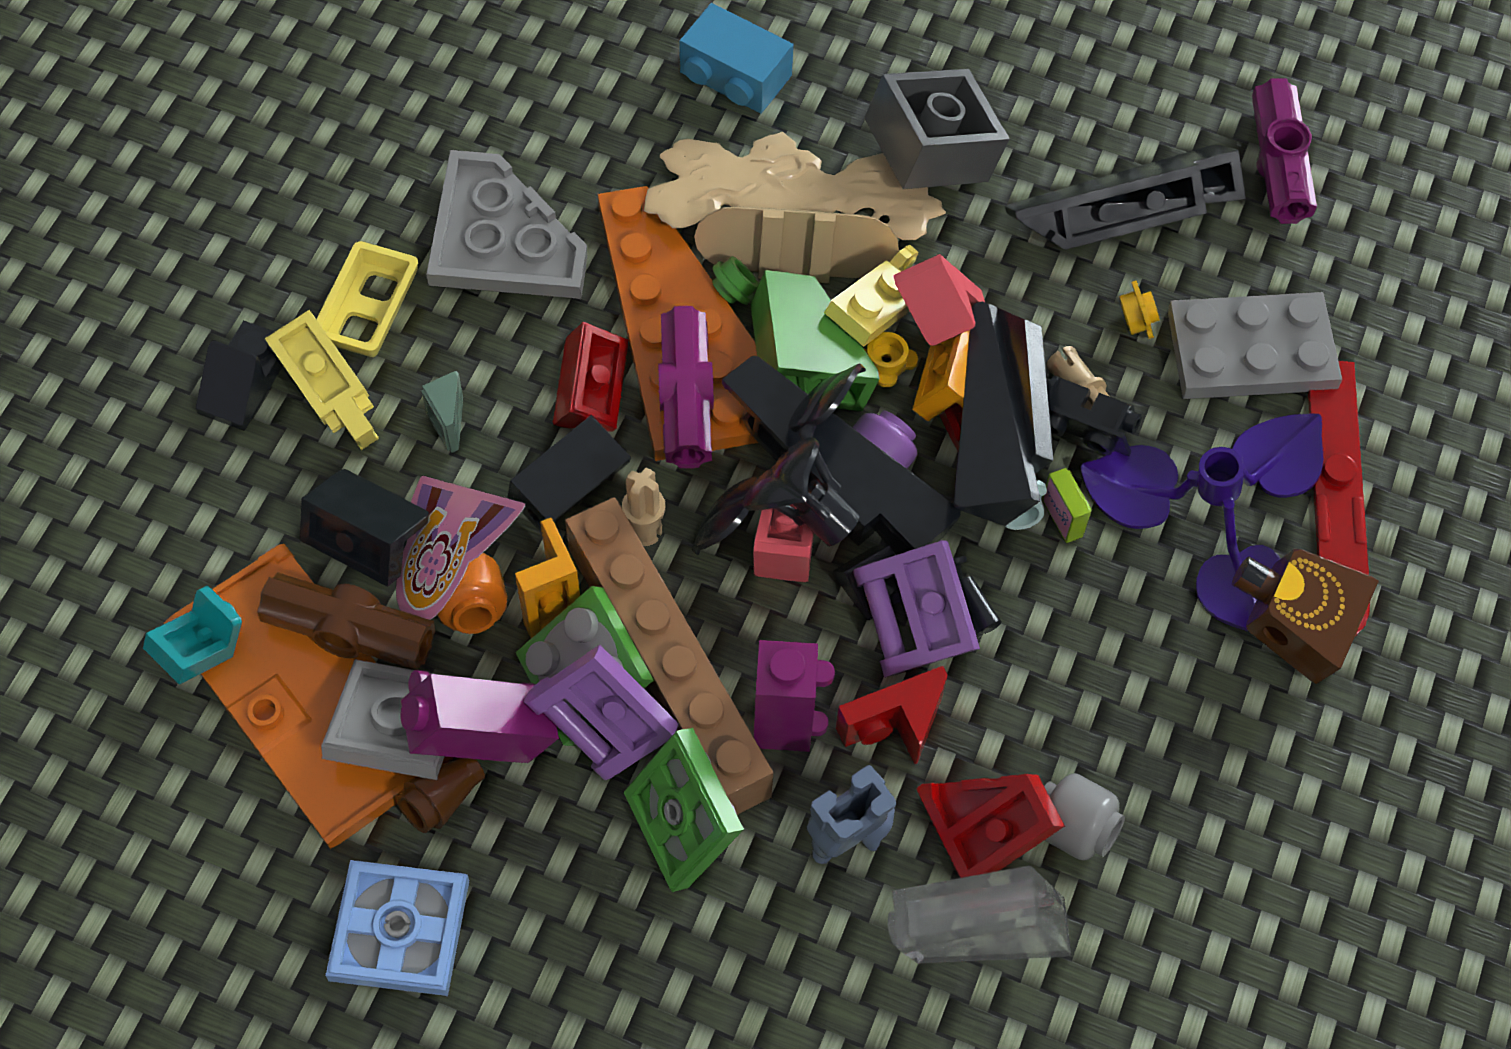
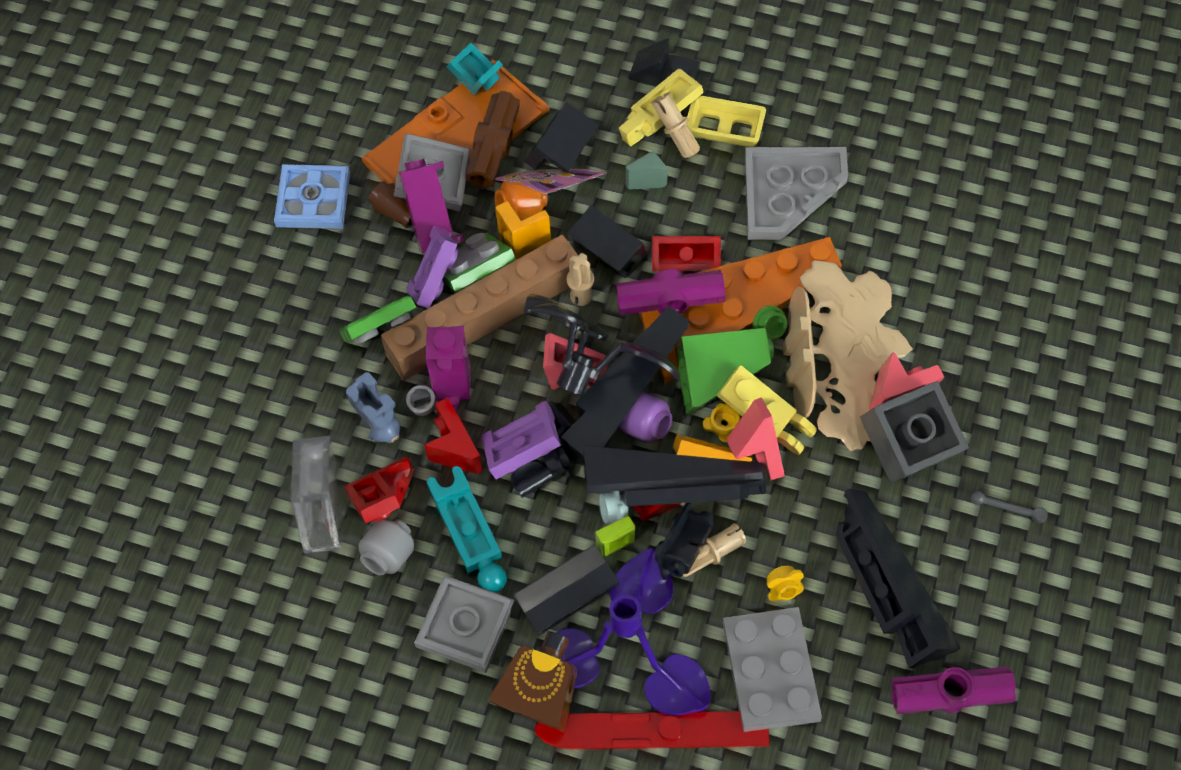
camera: 90 degrees right, 0 degrees up
(372, 355) = (676, 125): none -> tan axle
(736, 58) = (961, 307): dark azure brick -> none
(834, 758) = (419, 395): none -> light grey hinge
(856, 138) = (895, 382): none -> coral slope
(1036, 37) = (1038, 515): none -> dark grey hinge
(1044, 703) = (469, 530): none -> teal plate
(1152, 572) = (566, 590): none -> black piece
(1197, 716) = (465, 623): none -> light grey plate

